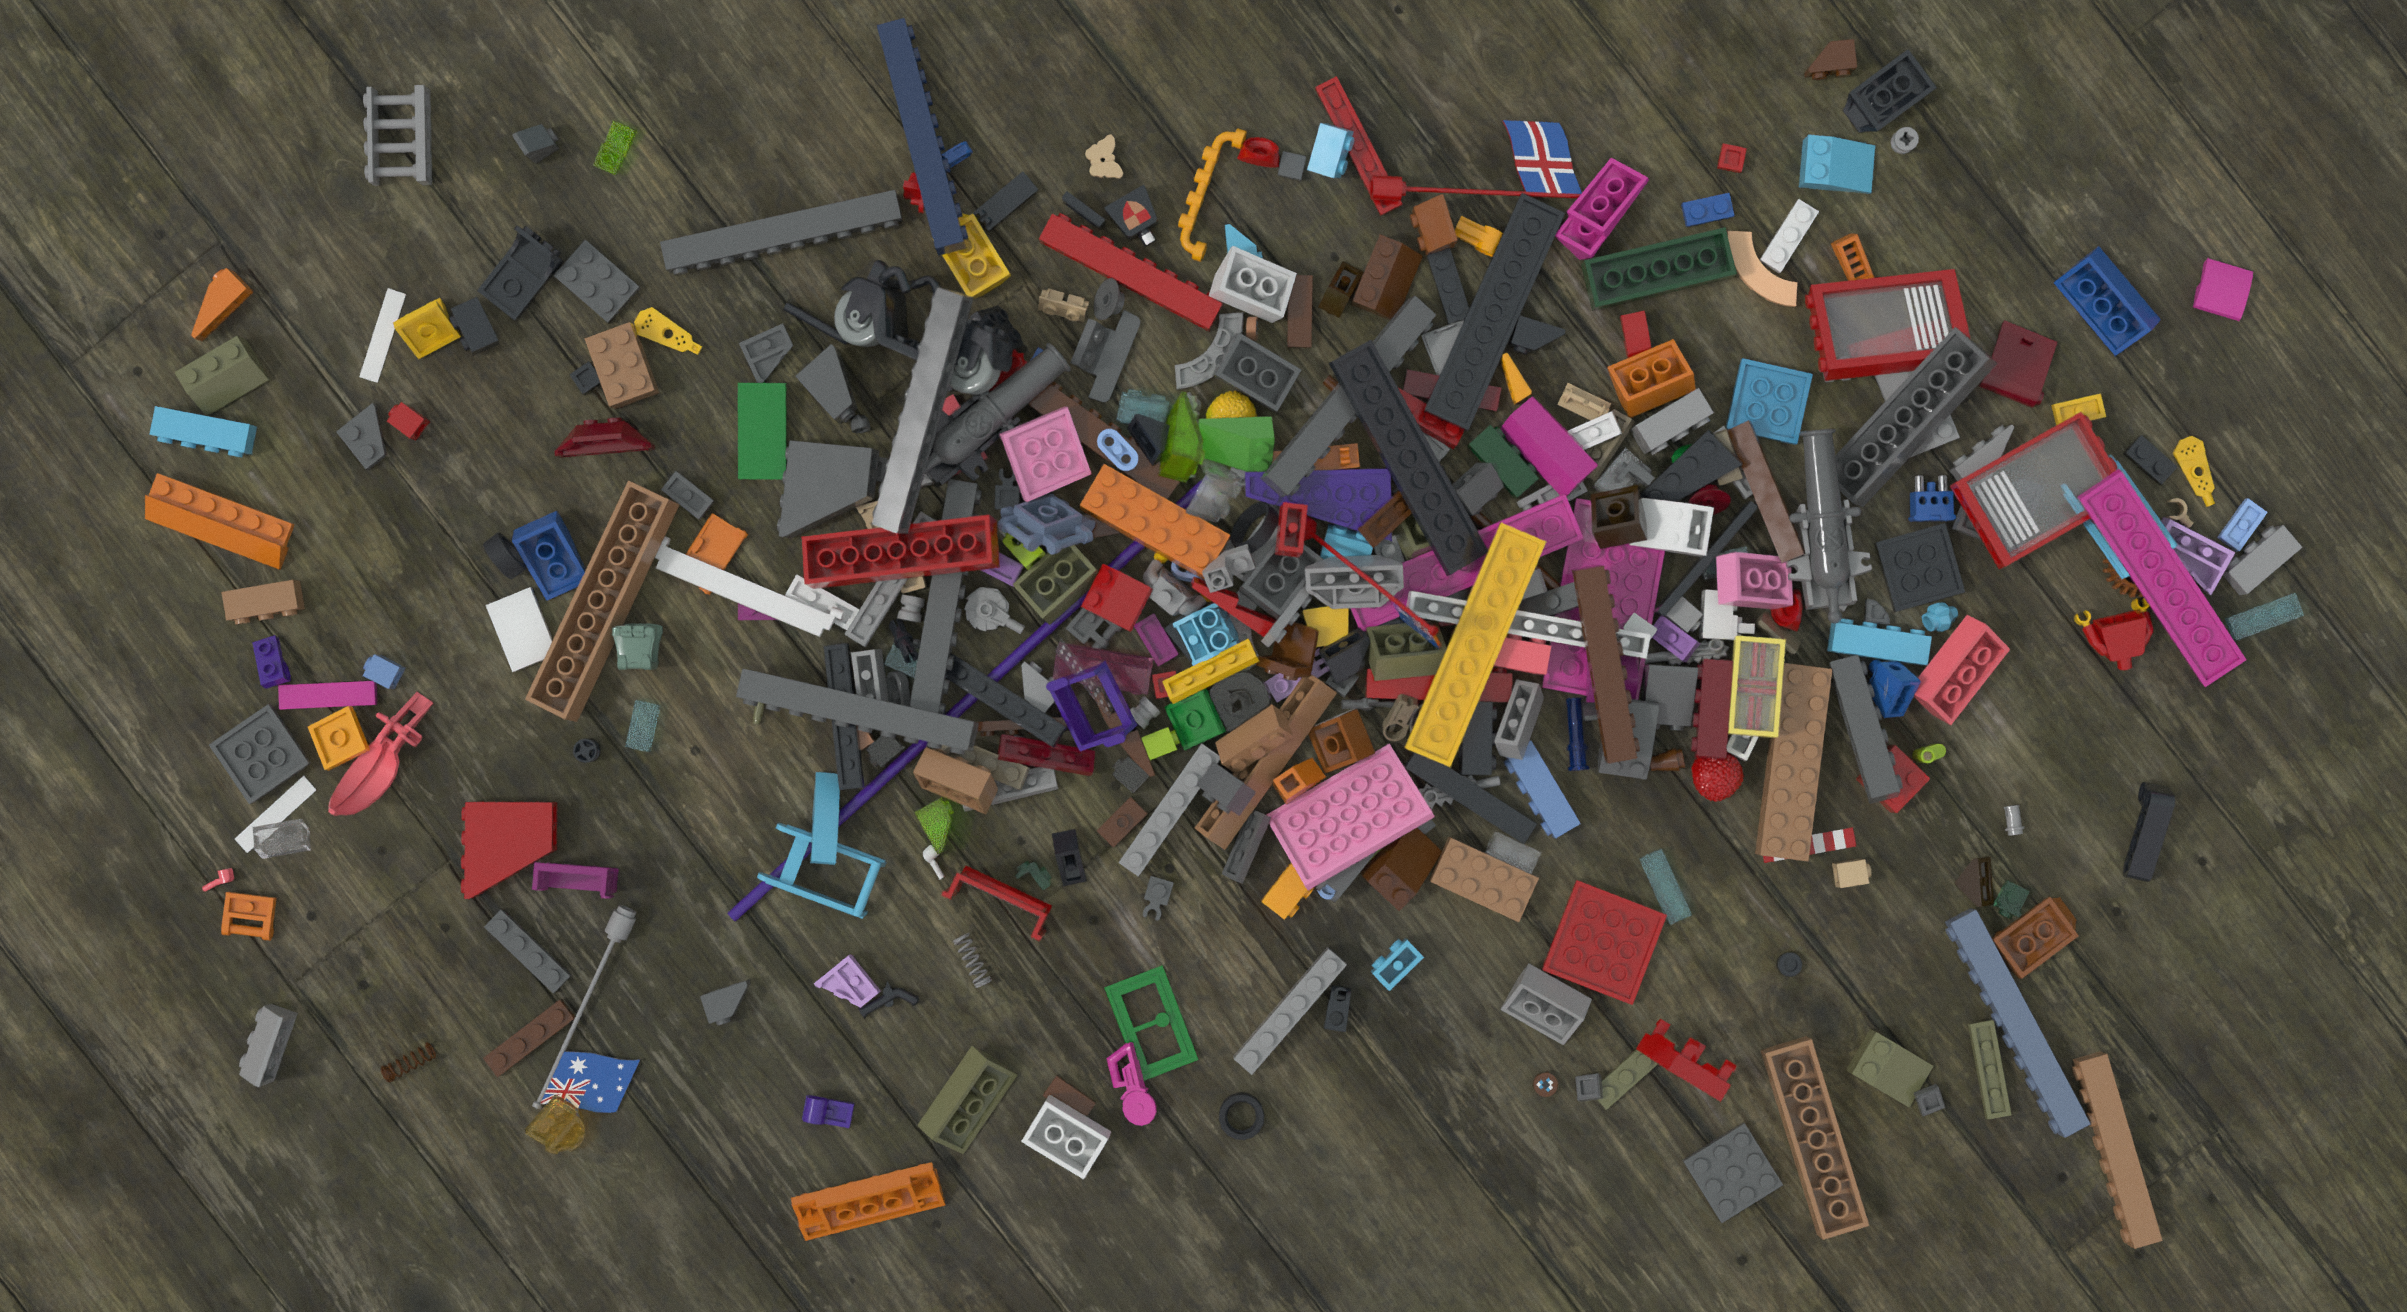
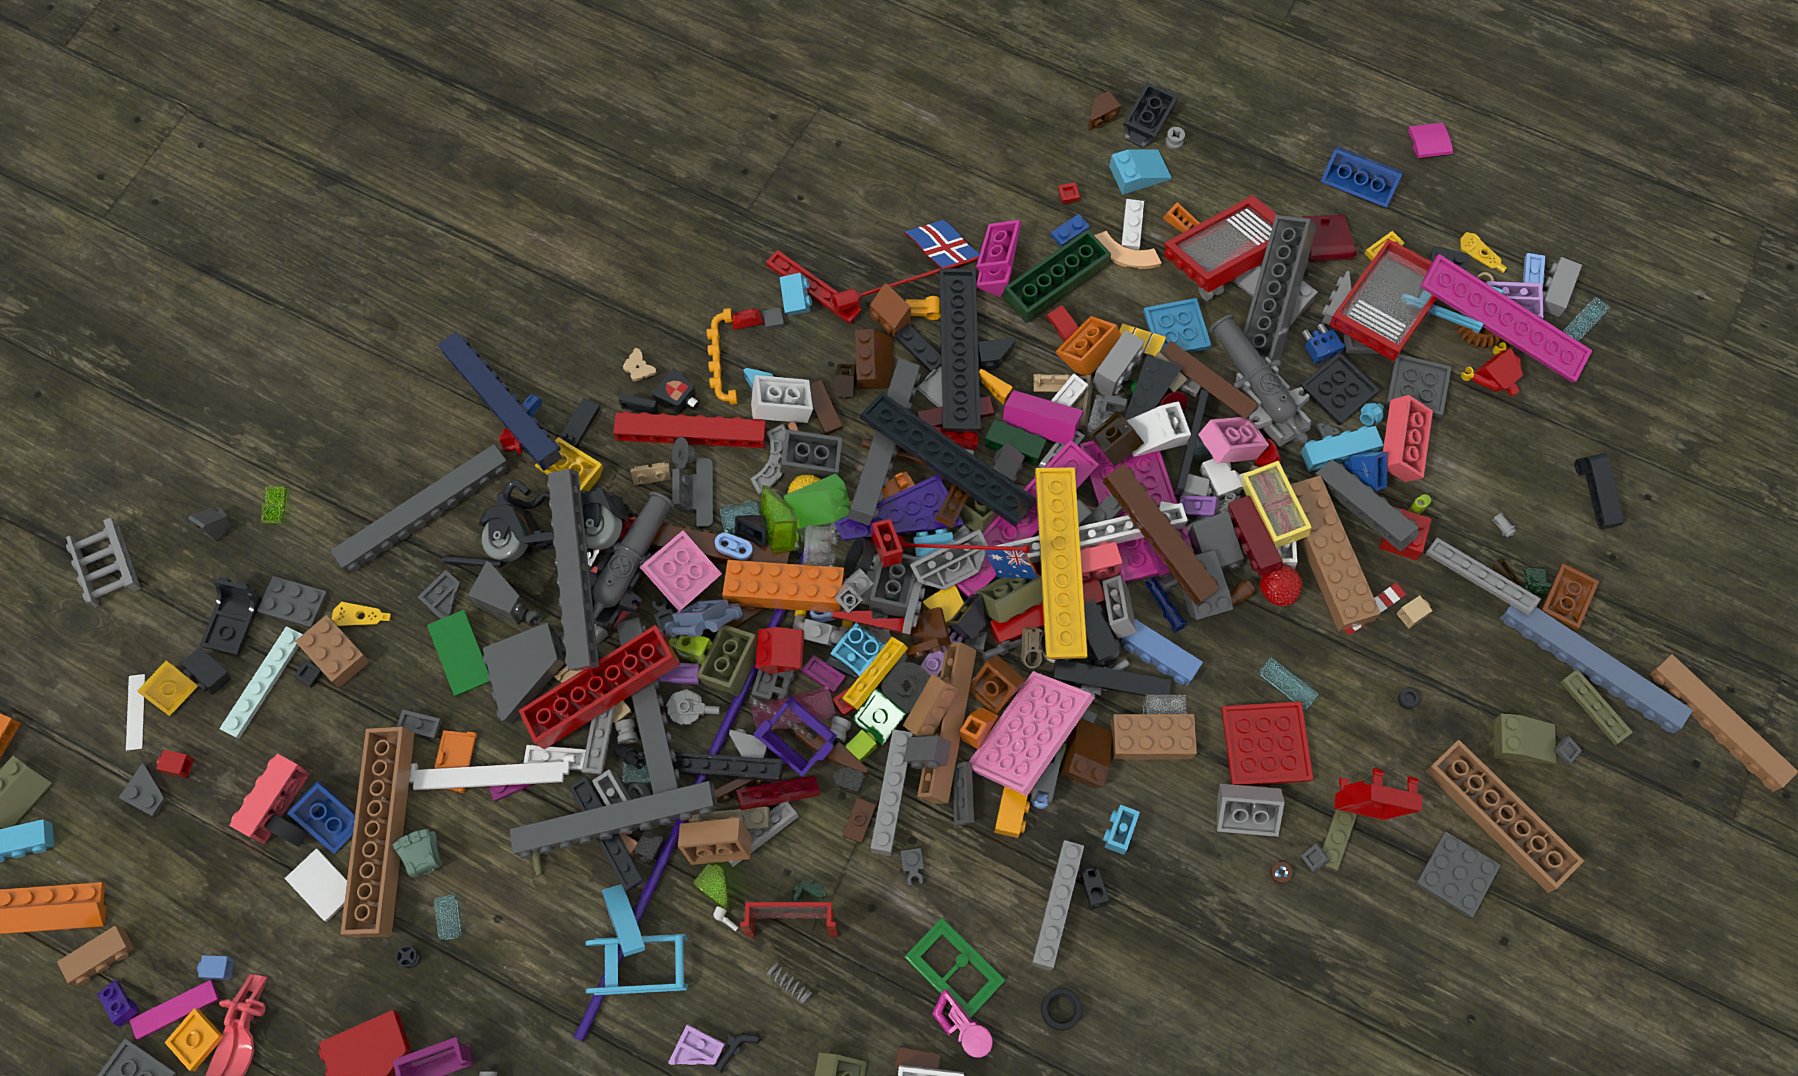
camera: 30 degrees left, 20 degrees down
(498, 511) = (270, 796): none -> coral brick
(533, 364) = (261, 683): none -> light aqua plate
(603, 438) = (336, 711): dark red wedge -> none
(1069, 857) = (830, 865): black slope -> none
(1721, 400) = (1153, 342): none -> yellow sticker
(1950, 869) = (1483, 576): none -> light grey tile
(2016, 606) = (1421, 380): none -> dark grey plate

